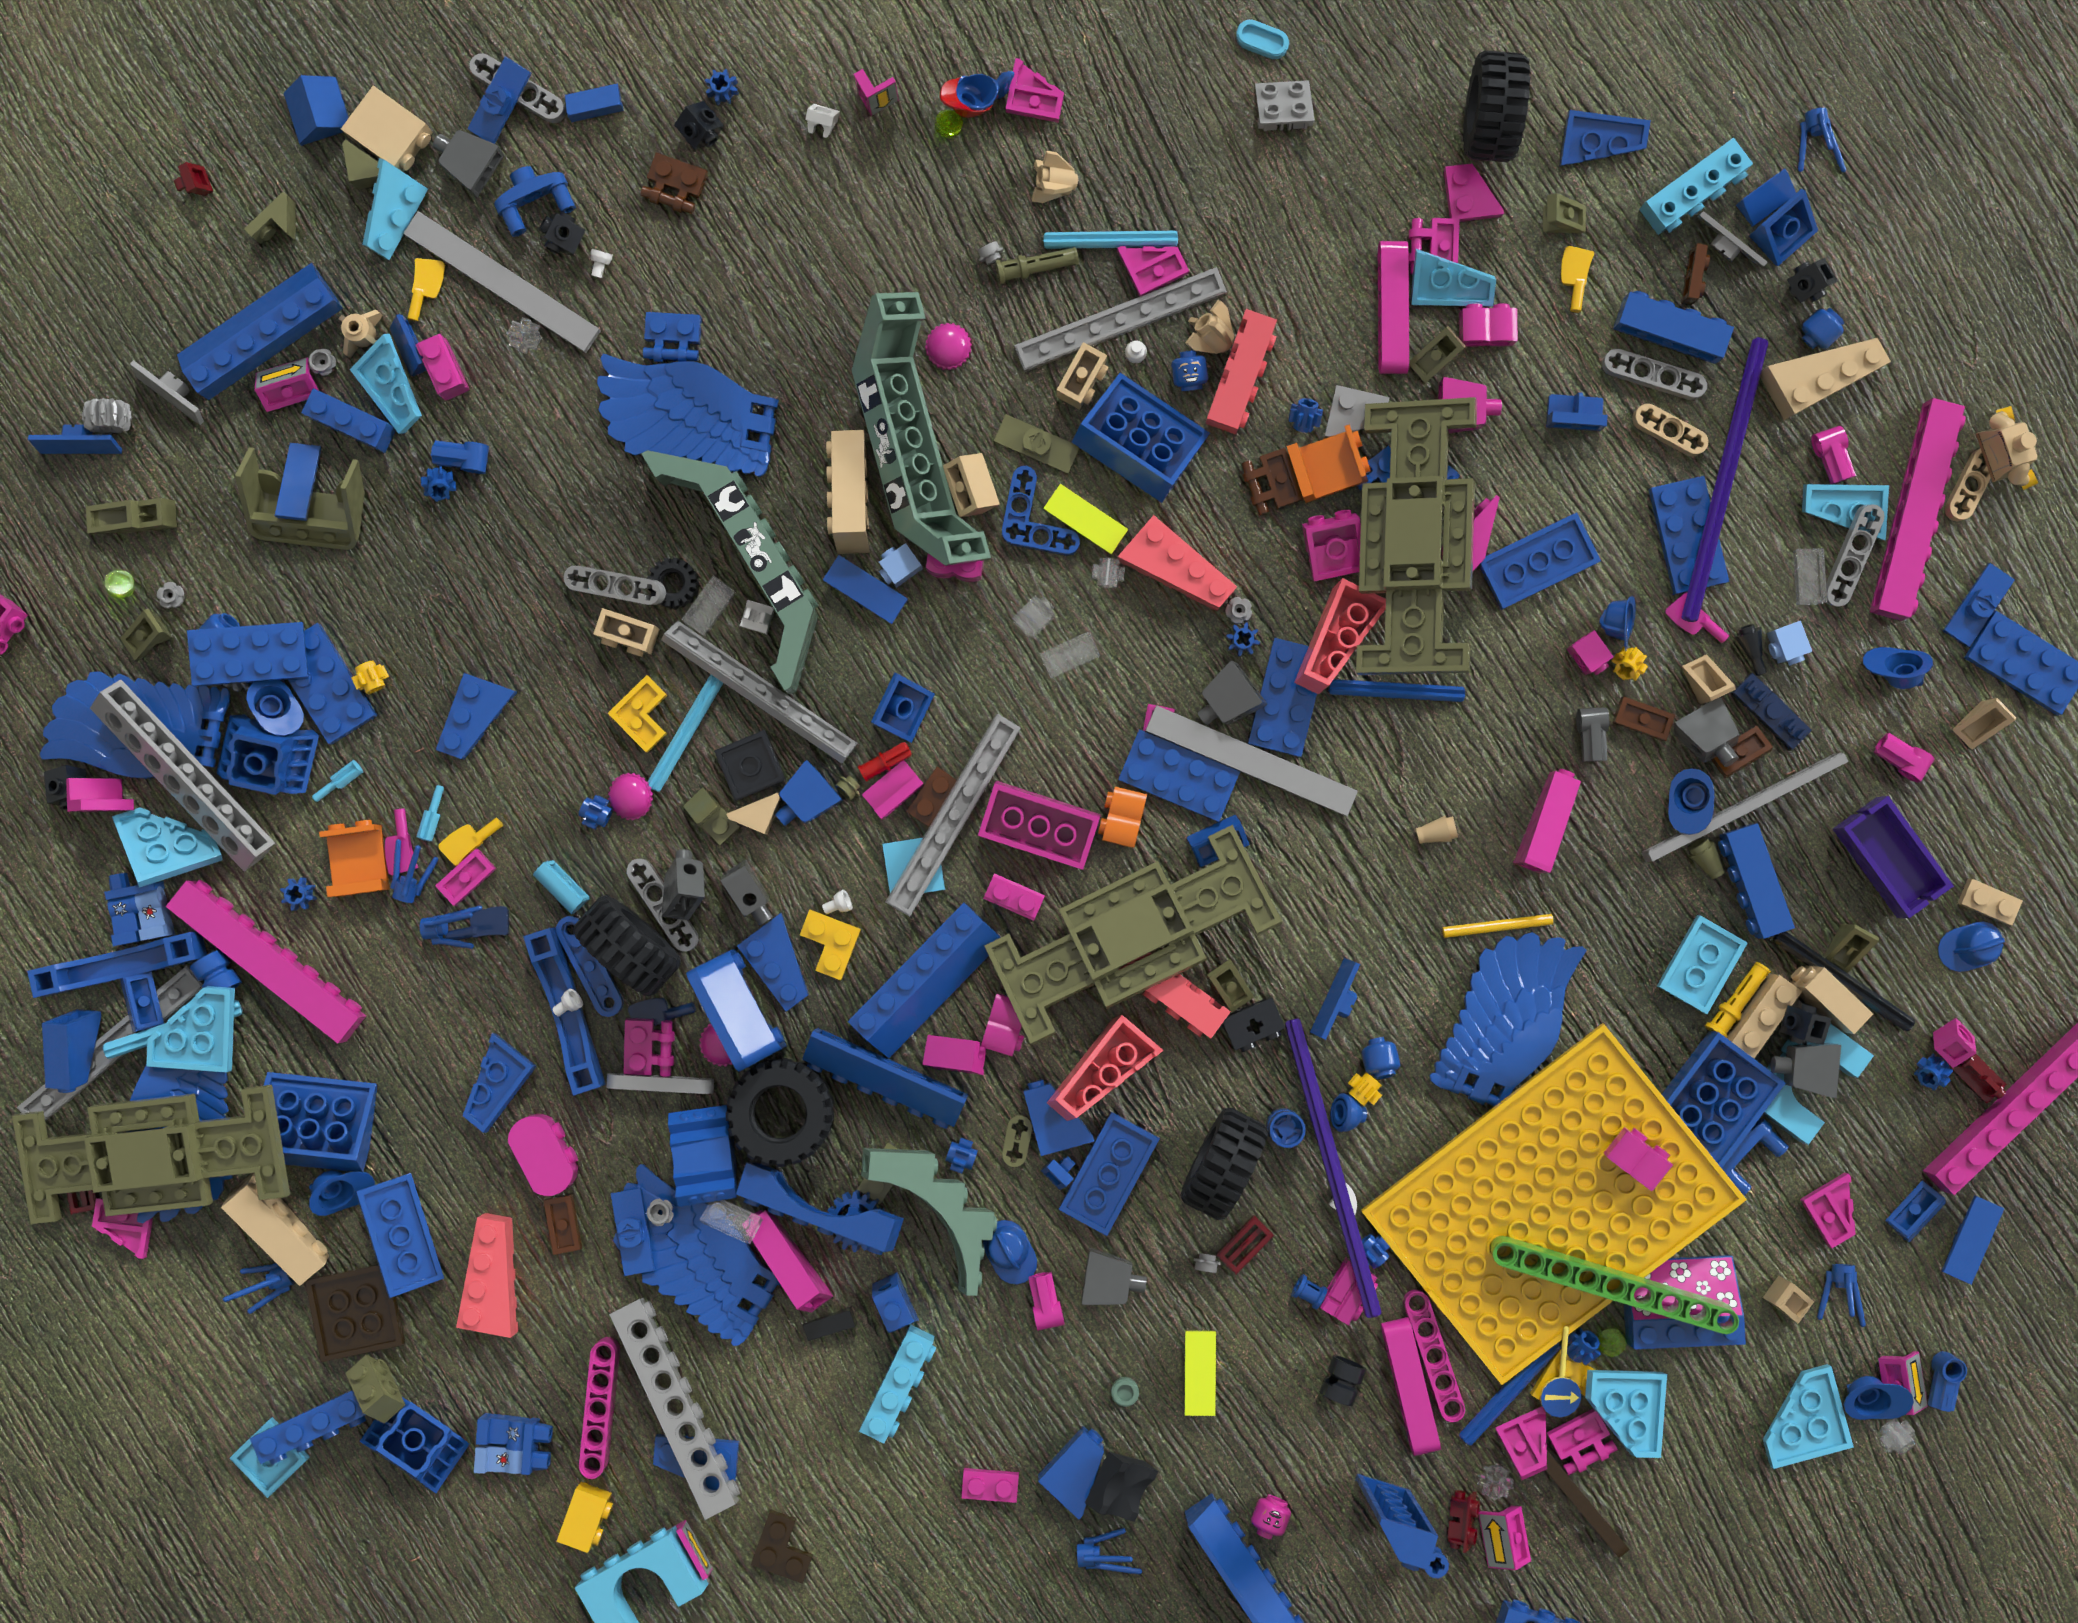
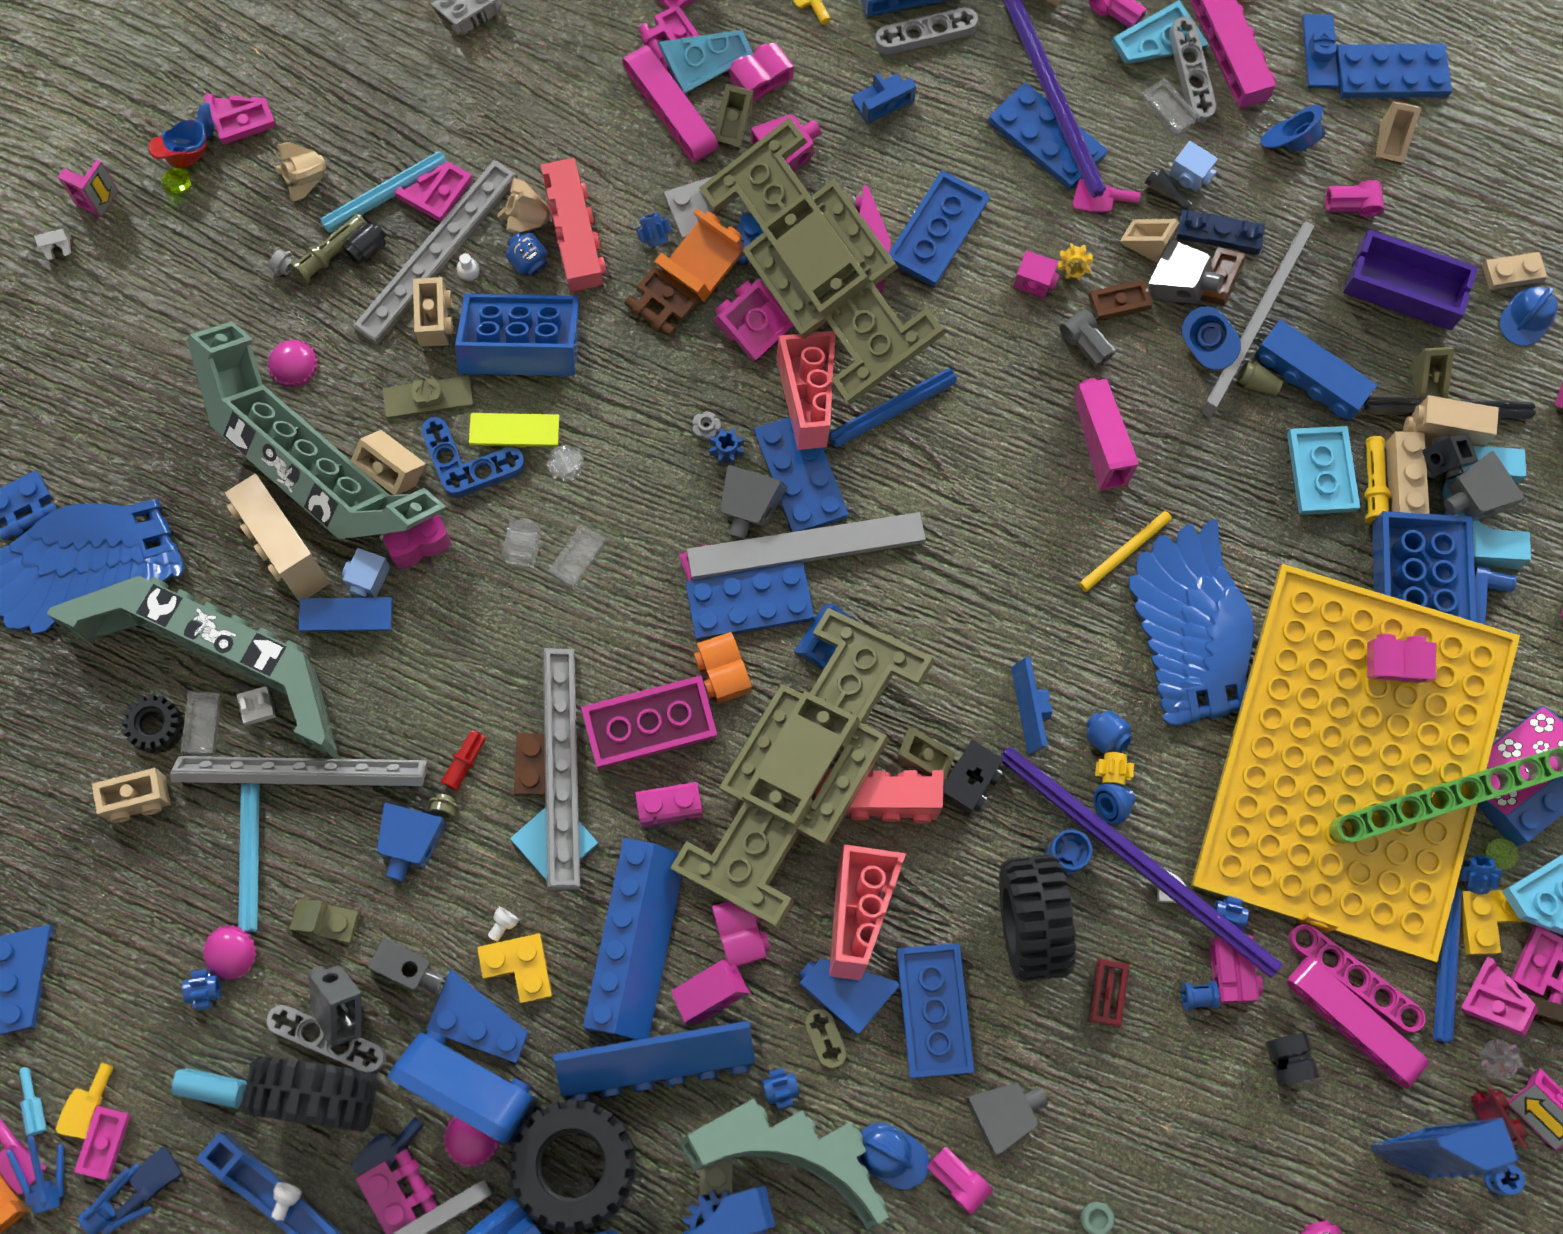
camera: 40 degrees left, 15 degrees down
(592, 974) = (287, 1150): blue plate -> none
(614, 585) = (94, 761): light grey beam -> none
(633, 713) = (185, 869): yellow plate -> none
(750, 765) = (333, 846): black plate -> none
(758, 814) = (368, 888): tan slope -> none
(893, 789) = (489, 782): dark pink panel -> none
(902, 708) = (448, 700): blue slope -> none
(1058, 1172) = (886, 1042): blue tile -> none
(1067, 278) = (365, 243): none -> black brick
(1170, 560) = (624, 418): coral wedge -> none
(1200, 1373) = (1155, 1147): neon yellow piece -> none
(1206, 1263) = (1086, 1034): light grey plate -> none
(1439, 830) = (1016, 499): tan cone -> none
(1561, 1394) = (1495, 931): blue piece -> none
(1619, 619) = (1040, 232): blue piece -> none
(1657, 413) = (978, 56): tan beam -> none

